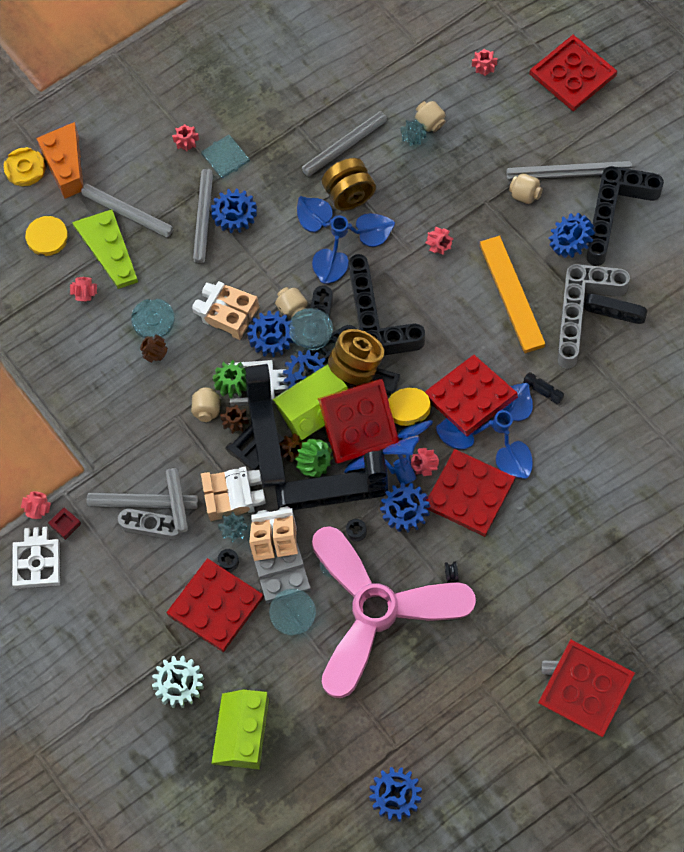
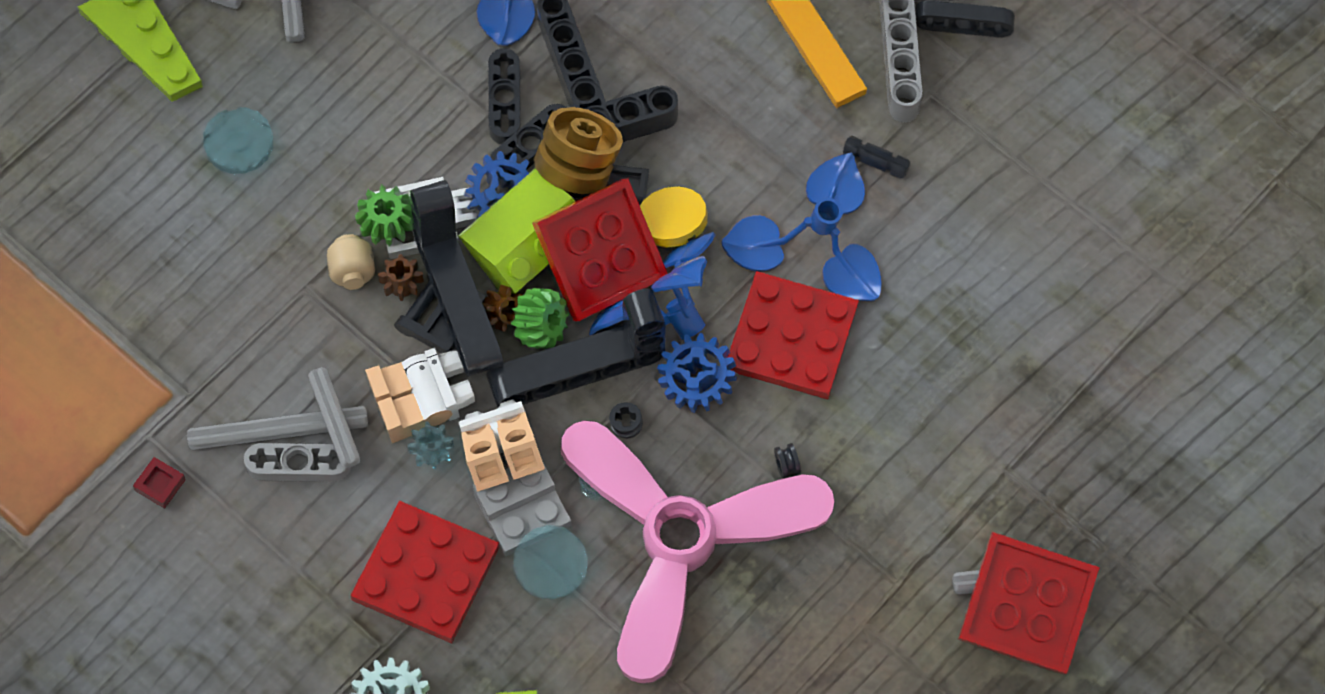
camera: 15 degrees left, 0 degrees up
(35, 505) = (107, 461): coral gear -> none
(35, 543) = (117, 521): white piece -> none
(46, 235) = (39, 34): yellow tile -> none
(83, 289) = (117, 109): coral gear -> none
(153, 348) = (250, 186): reddish brown gear -> none
(226, 308) = (355, 106): light nougat hips -> none
(233, 555) = (437, 489): black bush -> none
(271, 334) = (433, 133): blue gear -> none
(290, 301) = (456, 83): tan head -> none
(311, 329) = (496, 118): clear light blue tile -> none
(424, 462) = (714, 298): coral gear -> none
(470, 395) = (766, 184): red plate -> none

